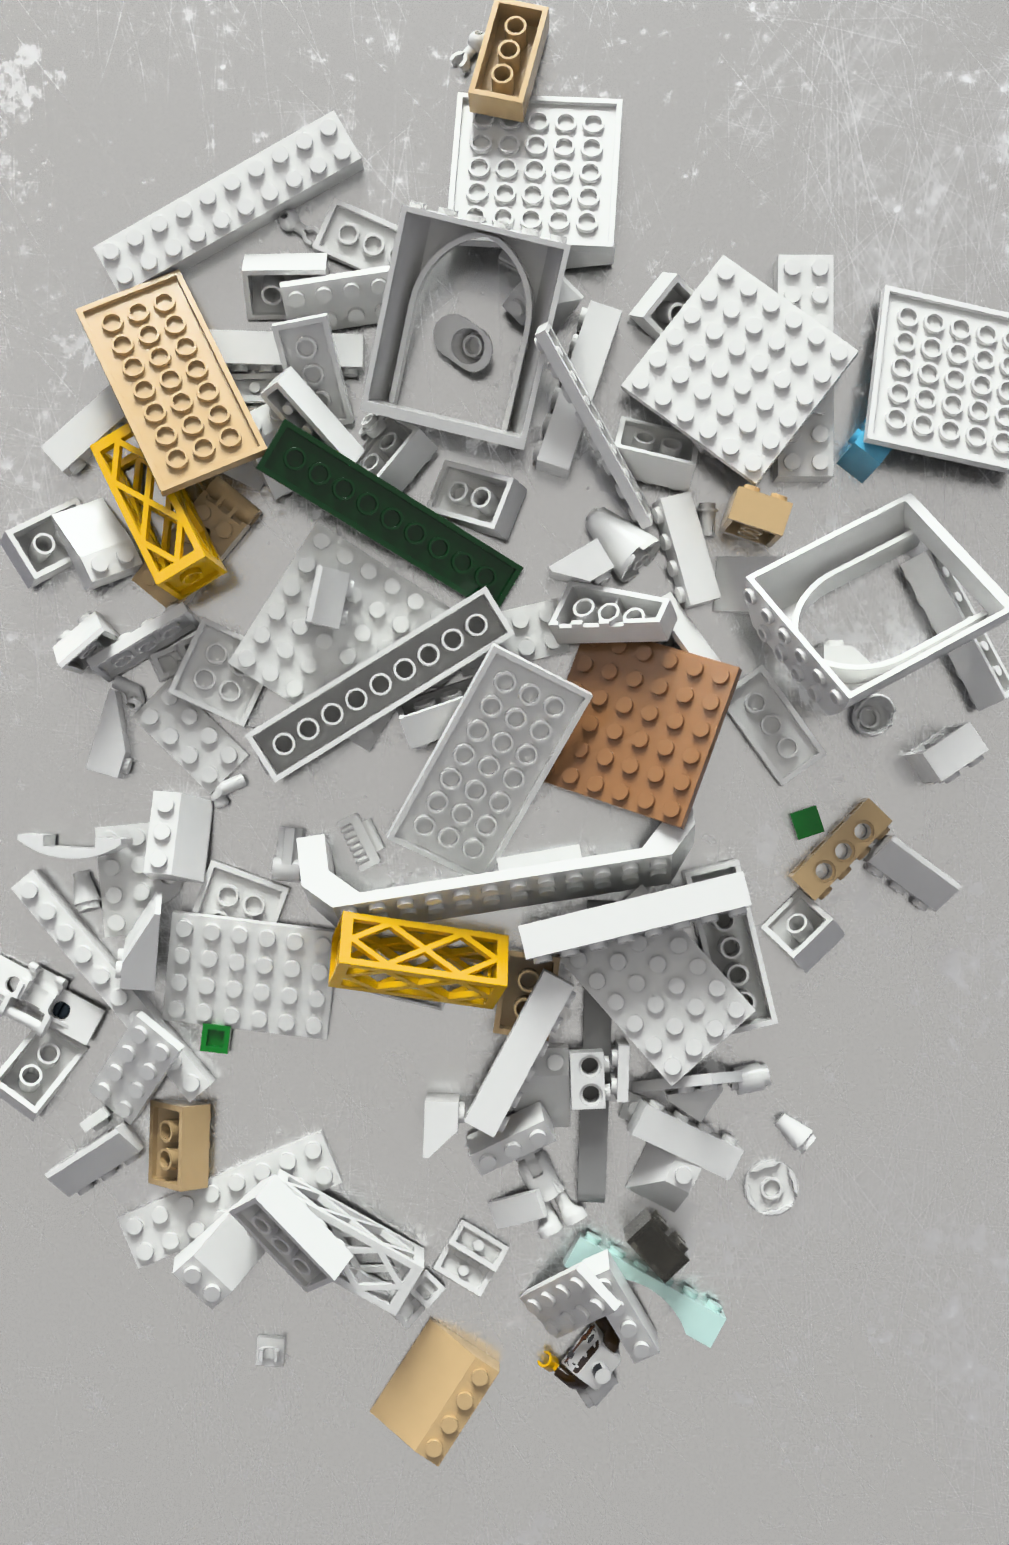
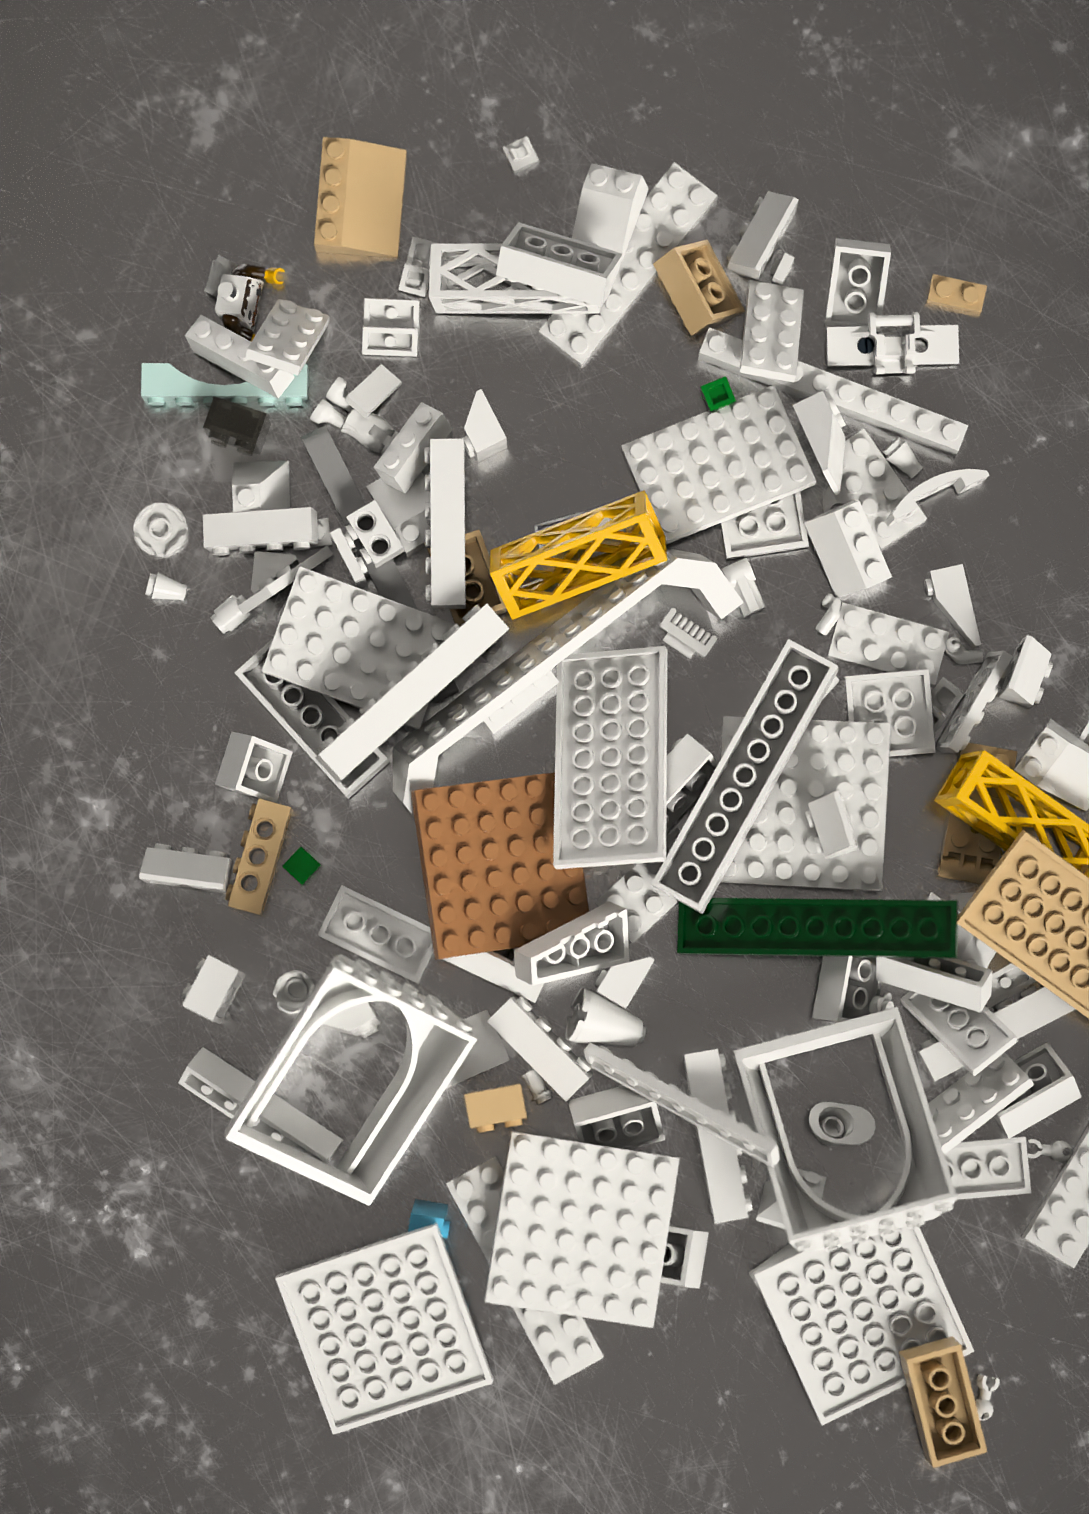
camera: 155 degrees right, 5 degrees down
(477, 499) = (752, 991): white slope -> none

